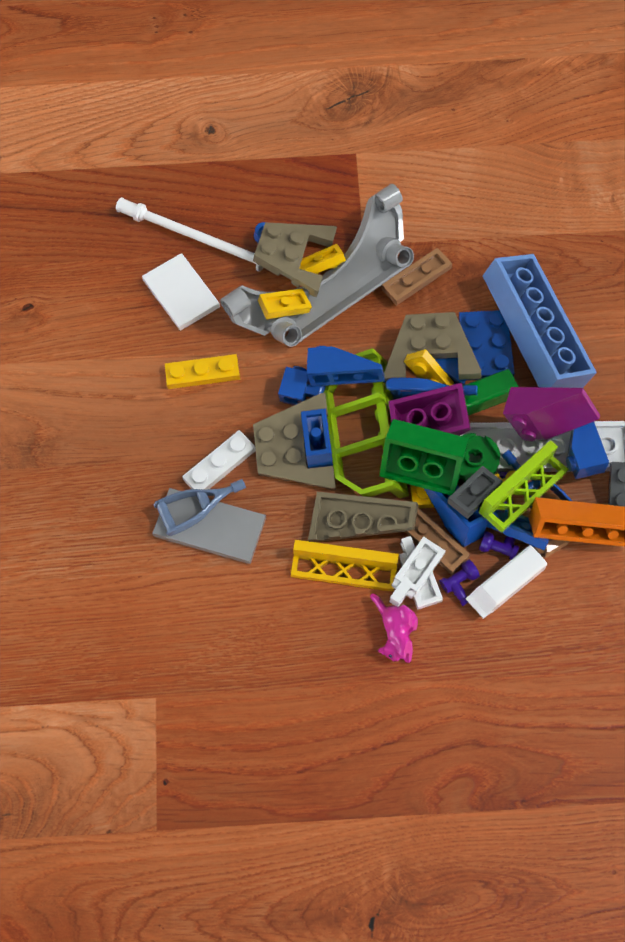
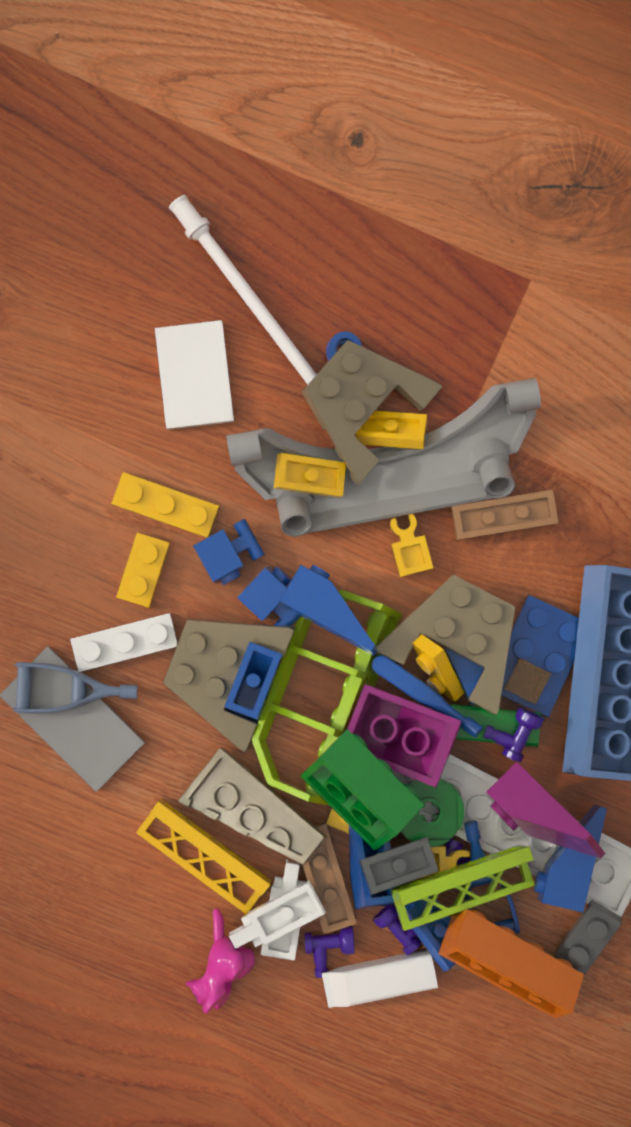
camera: 25 degrees right, 20 degrees up
(208, 415) = (143, 570): none -> yellow plate
(255, 379) = (221, 555): none -> blue brick
(371, 323) = (411, 552): none -> yellow plate
(488, 355) = (527, 681): none -> clear orange tile
(503, 371) = (514, 744): none -> dark purple piece

